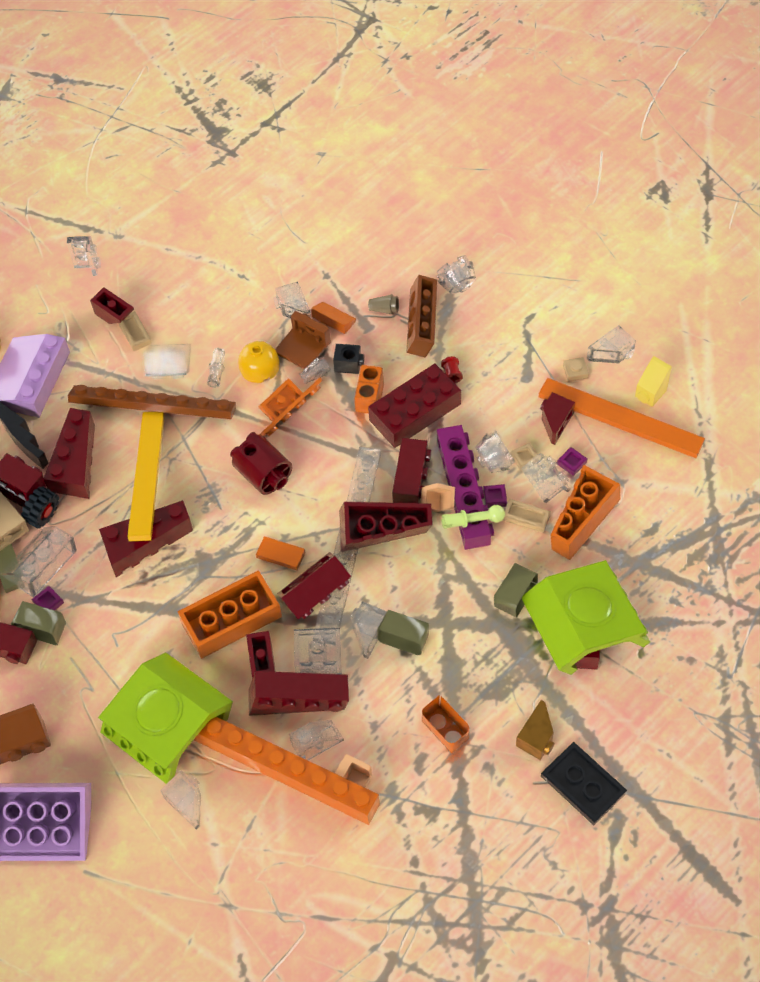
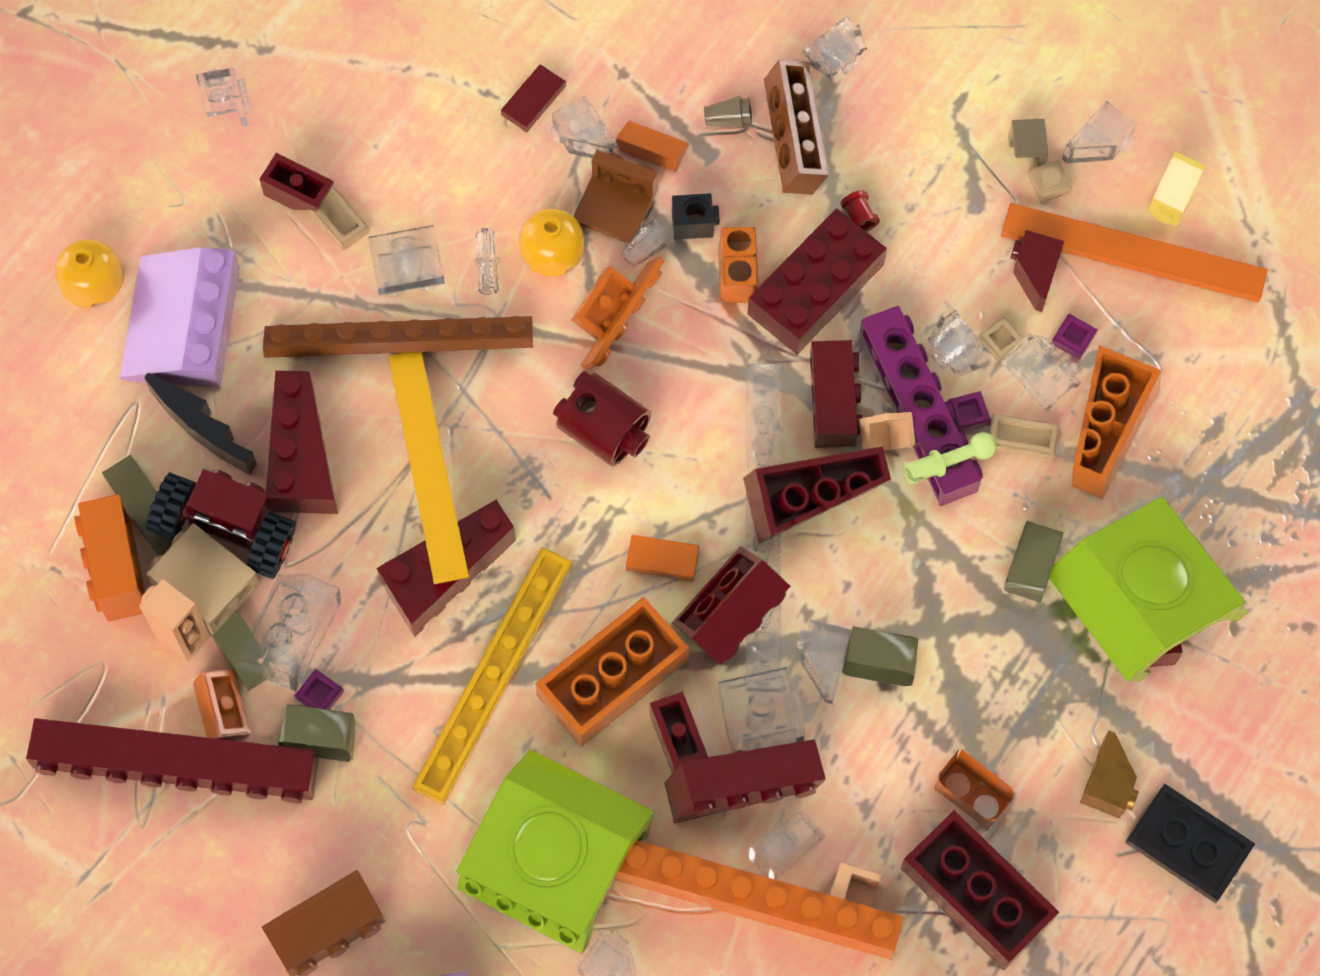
camera: 15 degrees left, 10 degrees up
(156, 608) = (492, 676): none -> yellow tile
(268, 281) = (533, 98): none -> dark red tile
(434, 787) = (979, 890): none -> dark red brick
(566, 341) = (1029, 139): none -> dark tan panel

